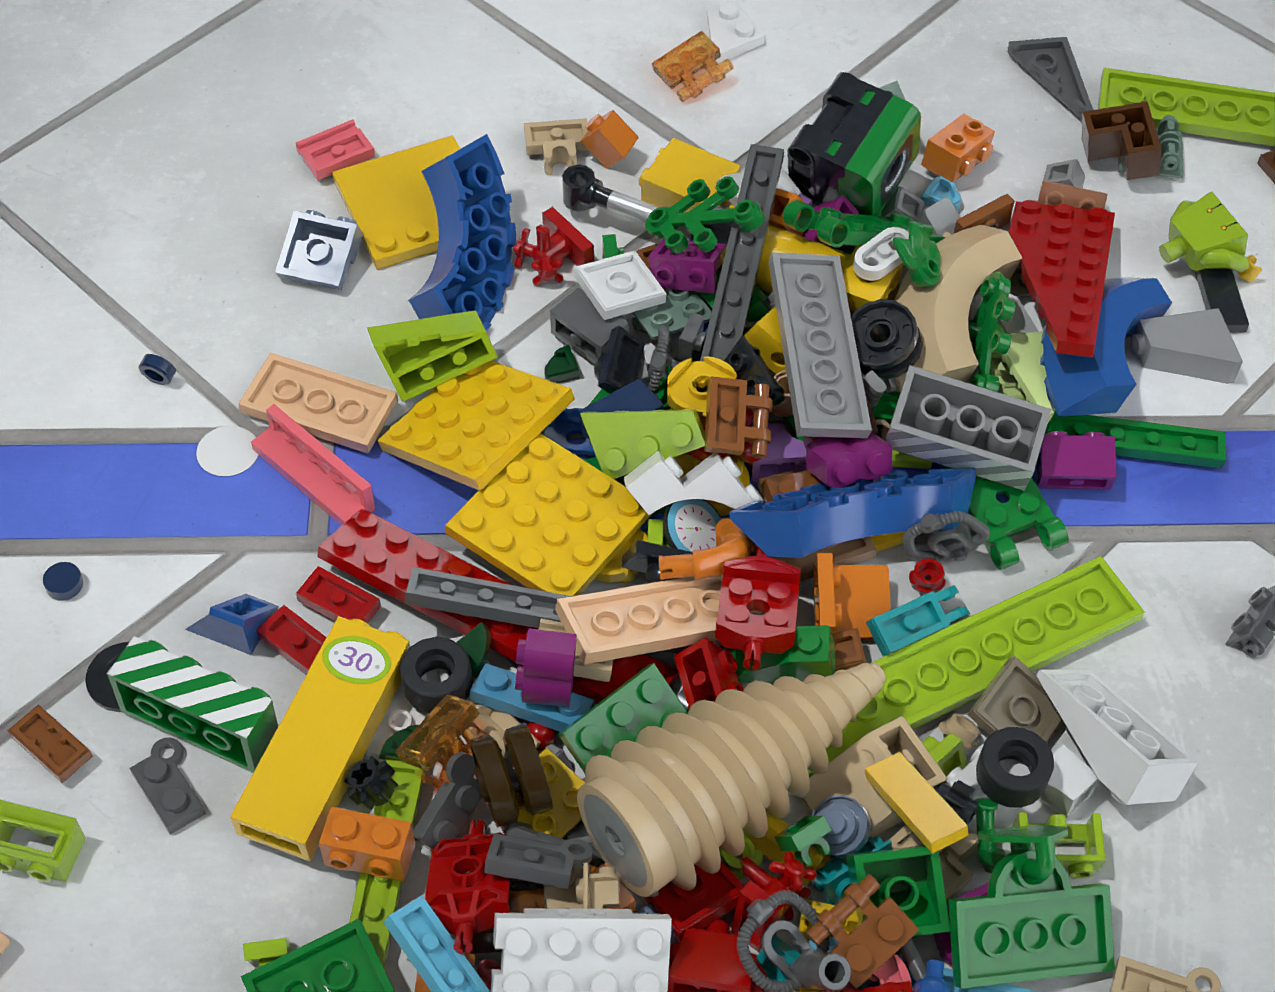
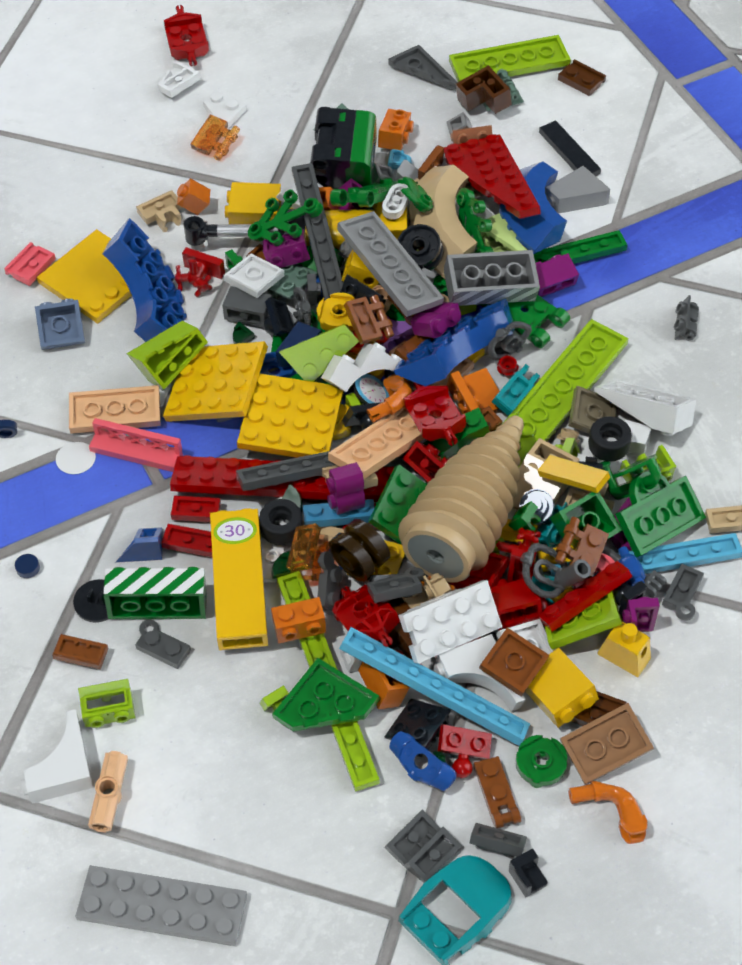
camera: 25 degrees left, 0 degrees up
(371, 783) = (280, 590): black gear -> none
(1208, 238) = (557, 129): lime torso -> none

